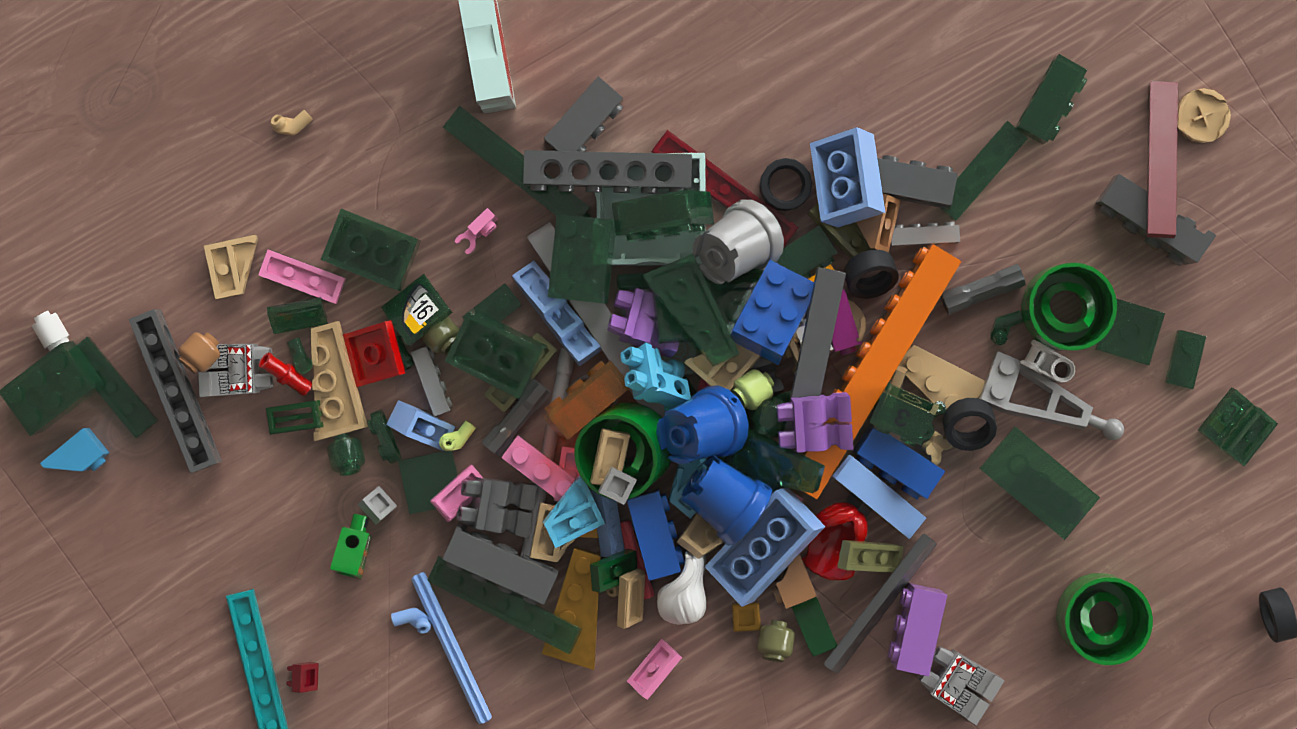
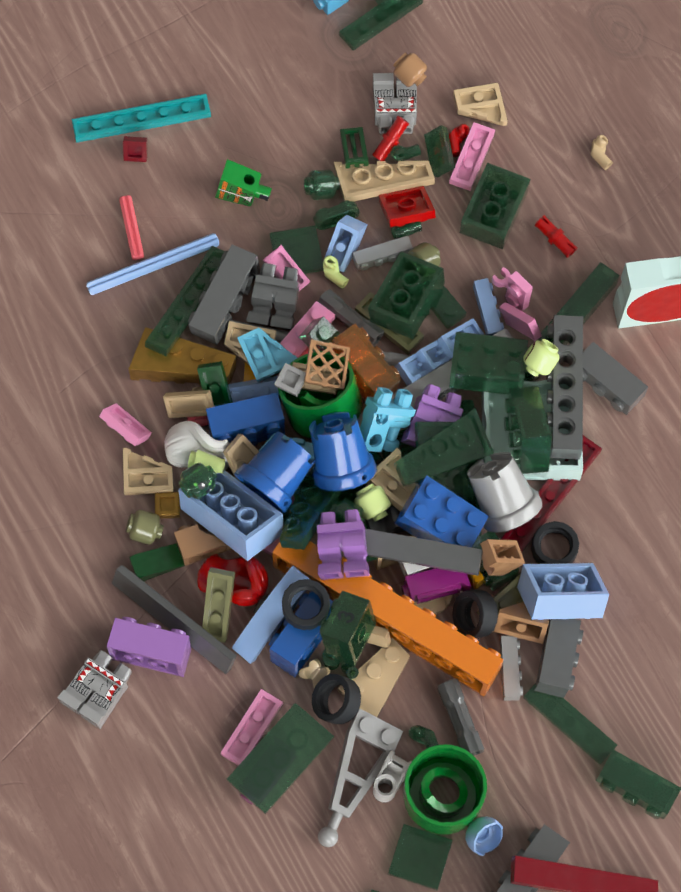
camera: 90 degrees right, 20 degrees down
(175, 390) = (376, 57): dark grey brick -> none
(275, 295) = (456, 136): none -> red arm
(377, 505) = (278, 207): light grey plate -> none
(404, 178) = (556, 236): none -> red pin
(405, 675) = (131, 227): none -> coral axle
(414, 617) = (181, 235): light blue arm -> none
(416, 309) = (443, 240): slope -> none
(499, 258) = (487, 306): none -> light blue piece
(520, 221) = (520, 321): none -> bright pink tile
(551, 453) = (320, 330): none -> brick
(582, 199) = (541, 357): none -> yellowish green head
(602, 425) = (312, 346): none -> medium nougat window
(710, 577) = (215, 462): none -> yellowish green cone
(713, 643) = (145, 475): none -> tan wing
(738, 586) = (197, 480): none -> clear green head
(816, 245) = (501, 556): none -> medium nougat arch
(902, 467) = (300, 585): none -> black tyre
(998, 514) = (251, 727): none -> bright pink plate
(1111, 264) = (484, 835): none -> light blue hair
(1131, 627) = (146, 789): green piece -> none

